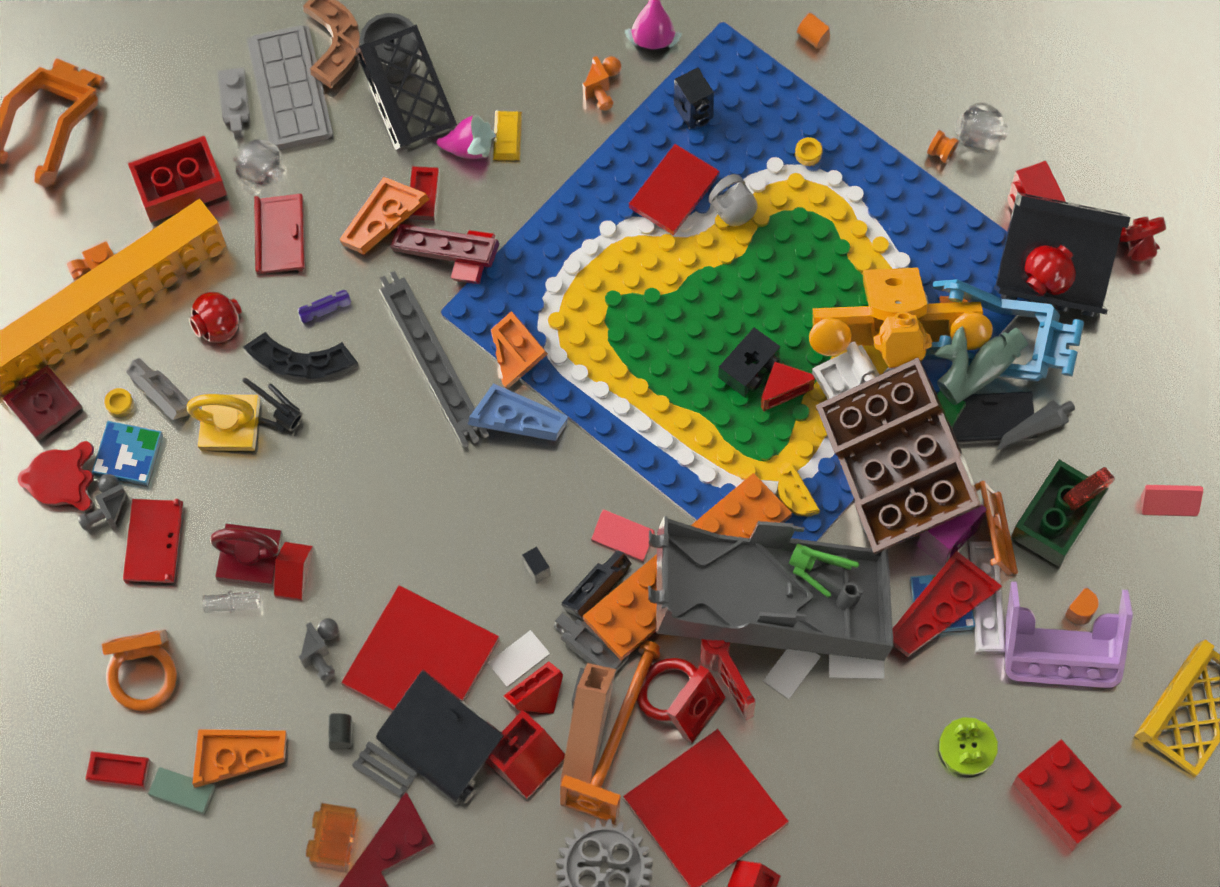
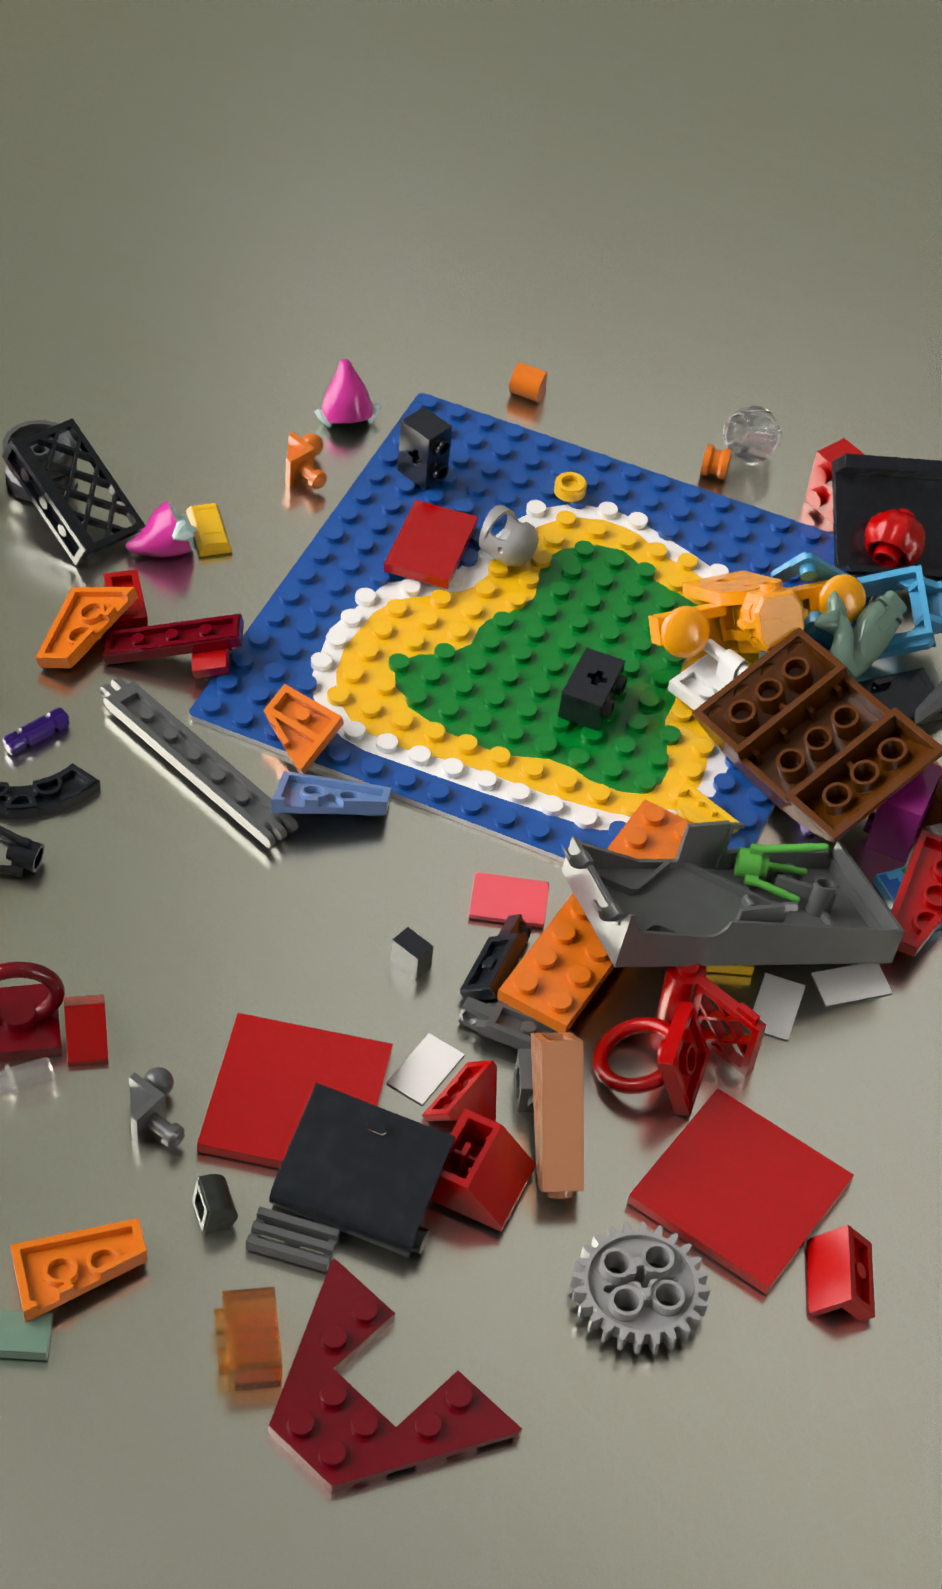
camera: 25 degrees left, 20 degrees down
(592, 797) = (588, 1195): orange tile -> none
(785, 385) = (645, 703): red slope -> none

